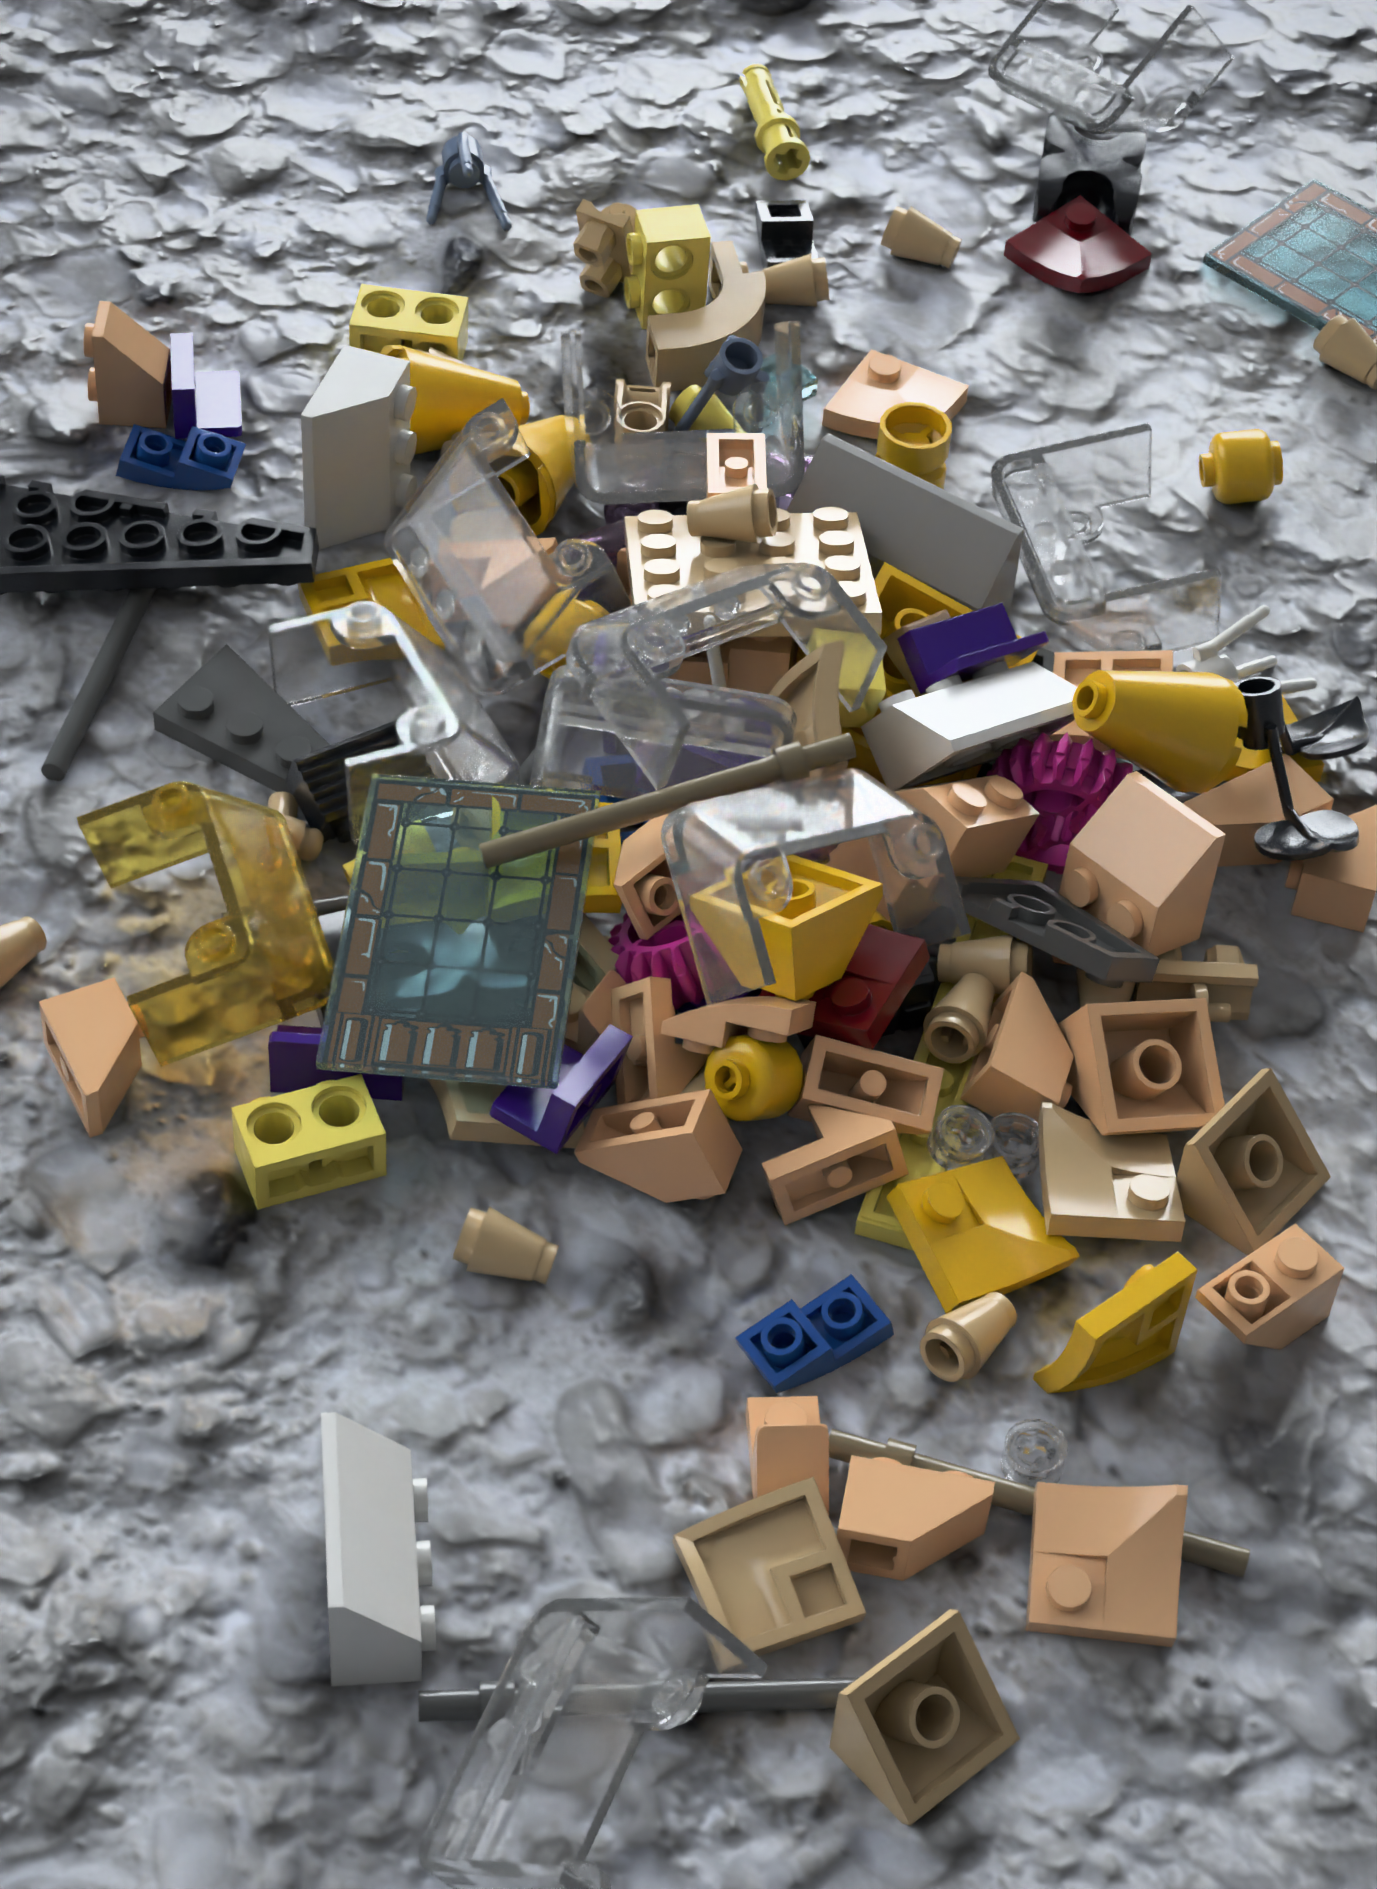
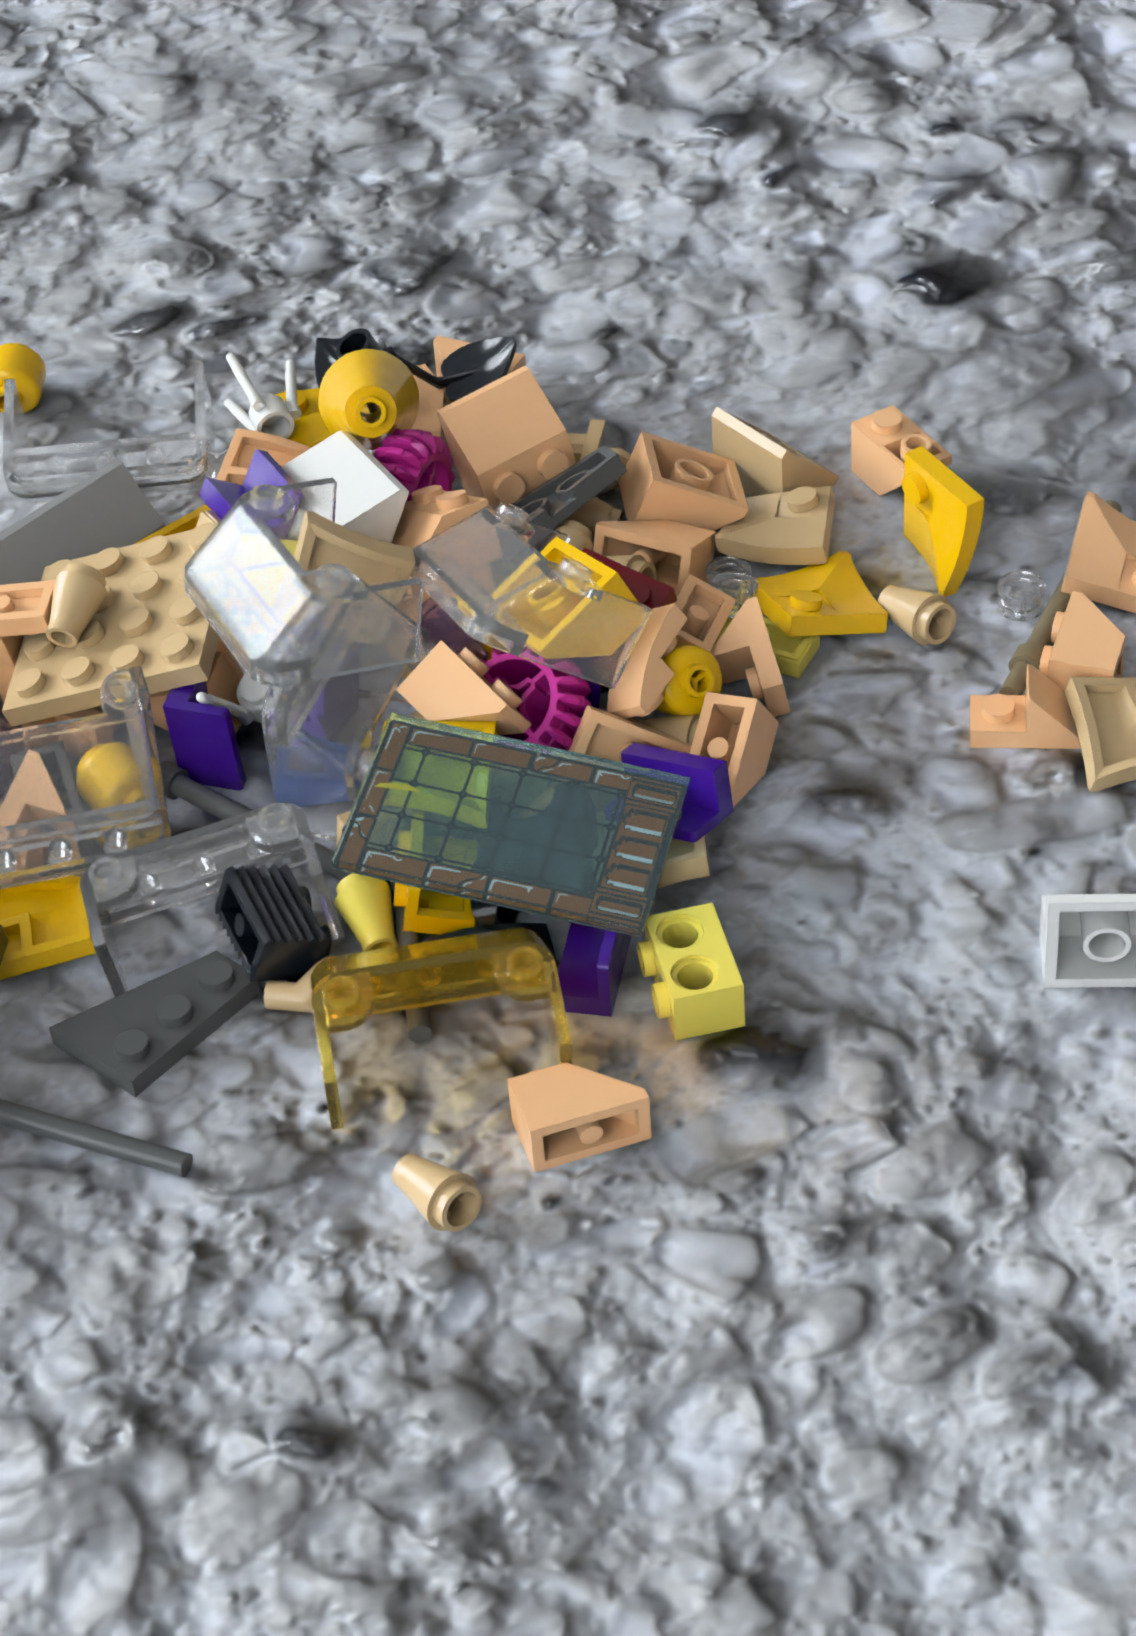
camera: 75 degrees left, 5 degrees down
(503, 1247) = (813, 861): tan cone -> none
(786, 764) = (410, 566): dark tan bar -> none
(813, 1340) = (905, 697): blue slope -> none

